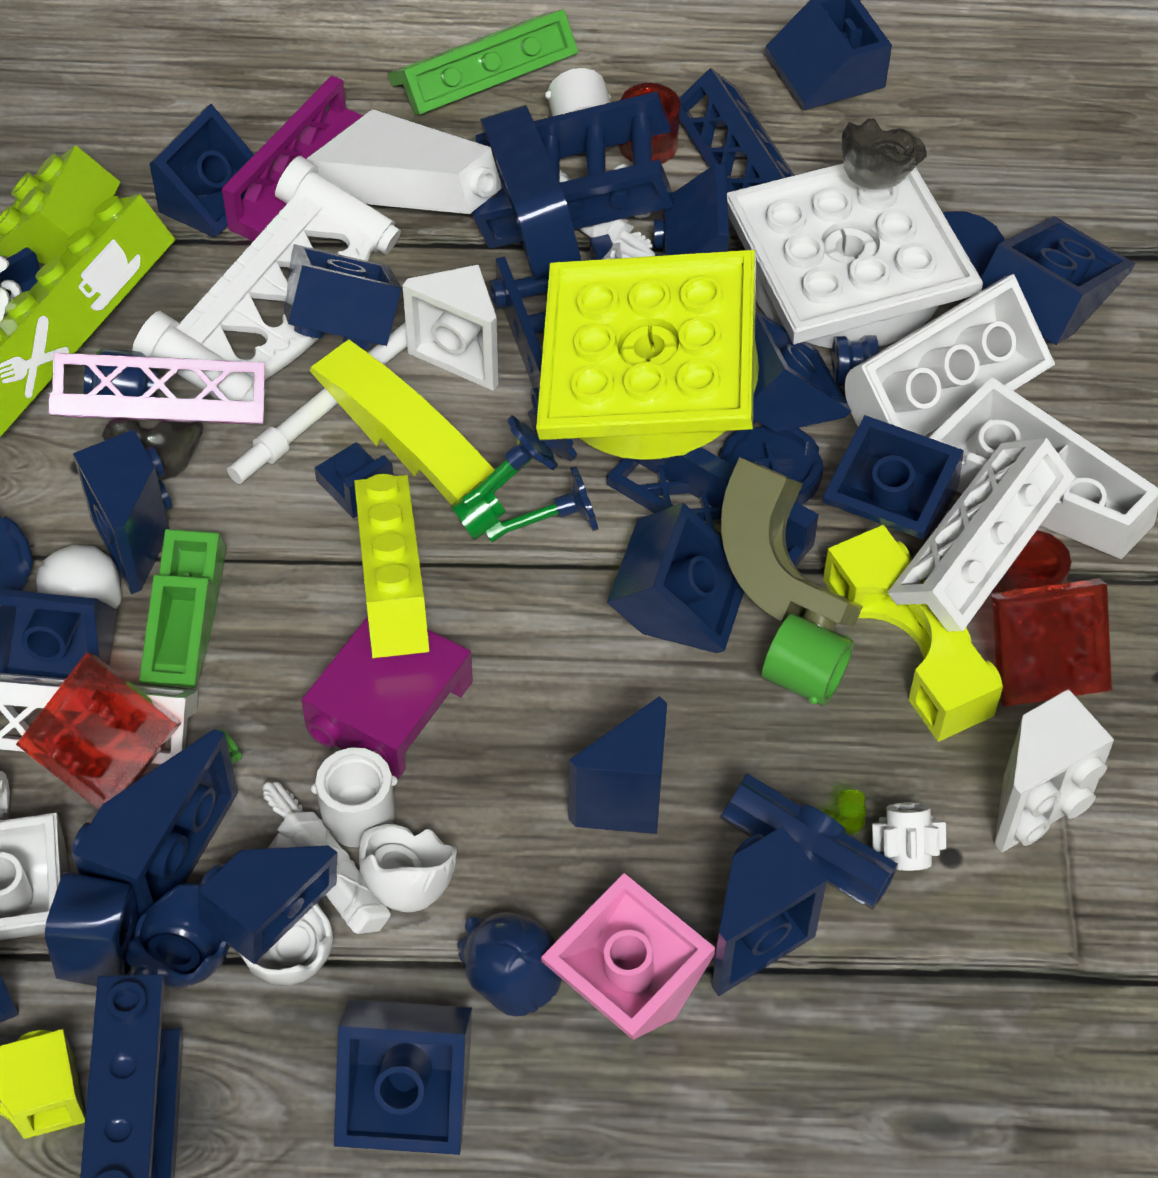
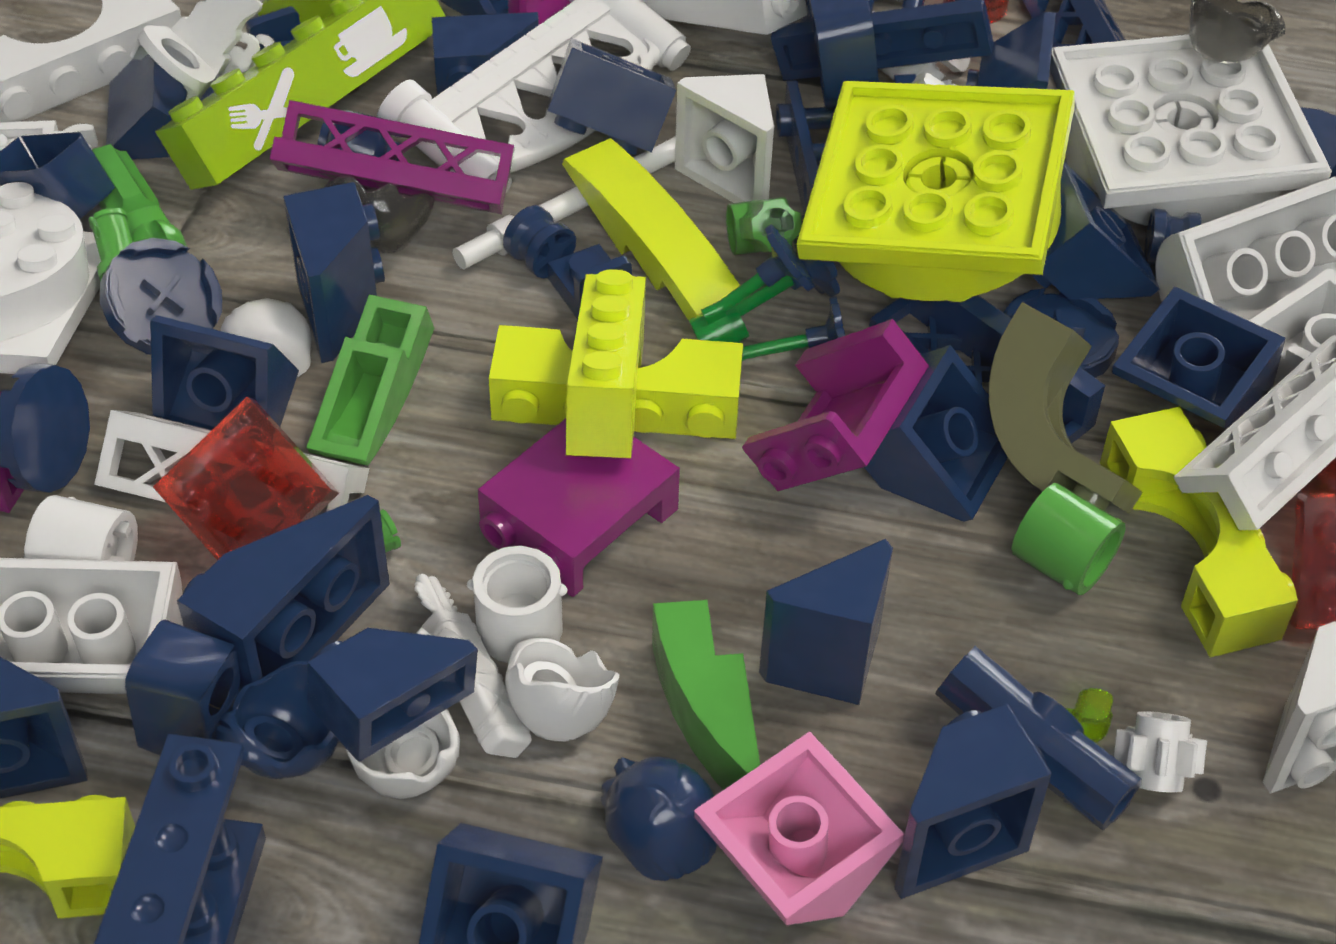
camera: 10 degrees right, 5 degrees down
(201, 258) = (472, 40): none -> dark blue slope
(302, 447) = (537, 239): none -> dark blue wheel
(461, 576) = (682, 394): none -> neon yellow arch
(495, 401) = (749, 219): none -> bright green piece
(529, 848) = (705, 690): none -> bright green slope
(608, 572) = (858, 396): none -> magenta panel

